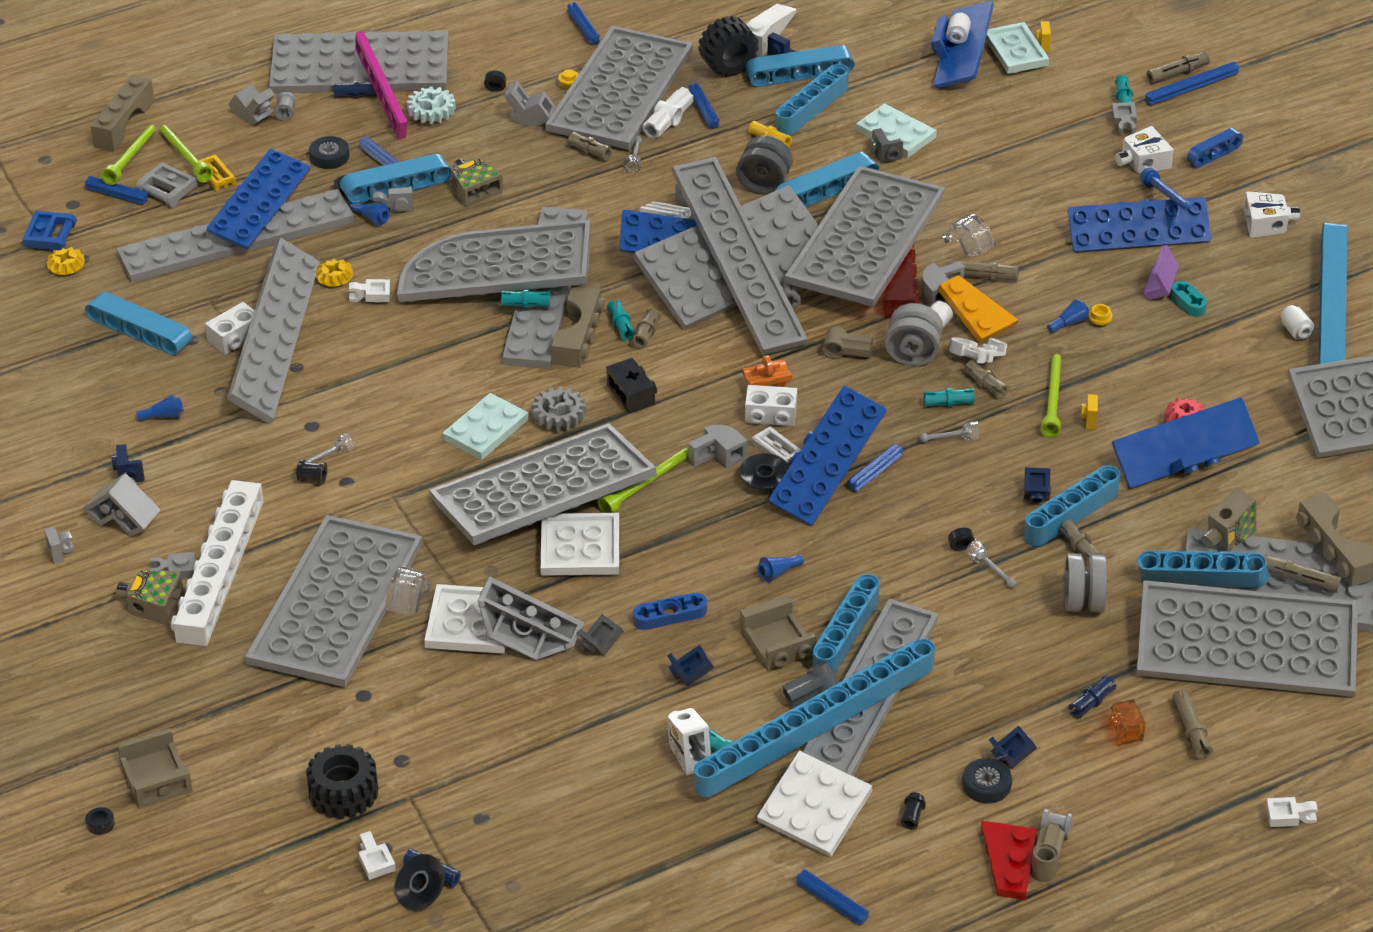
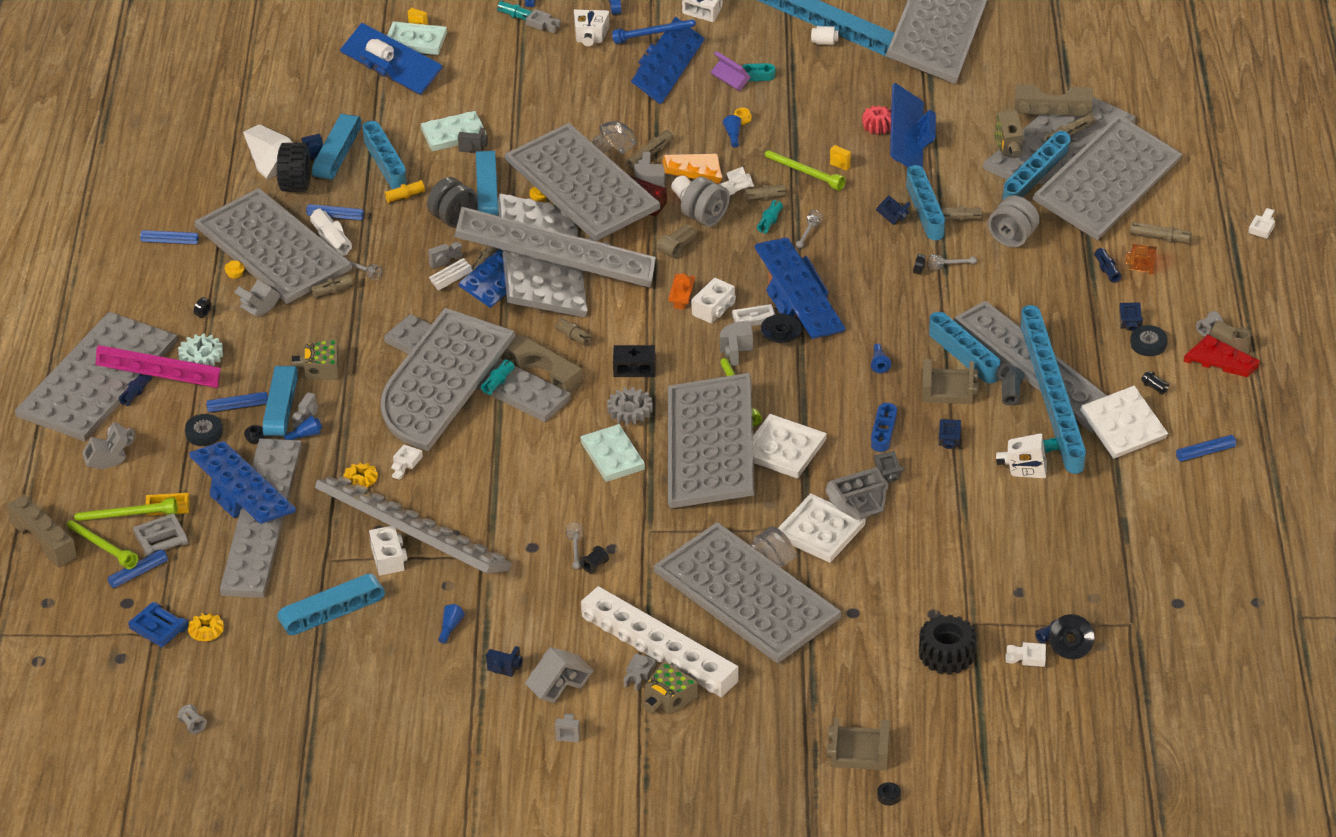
camera: 60 degrees left, 0 degrees up
(621, 320) = (553, 341): teal pin -> none

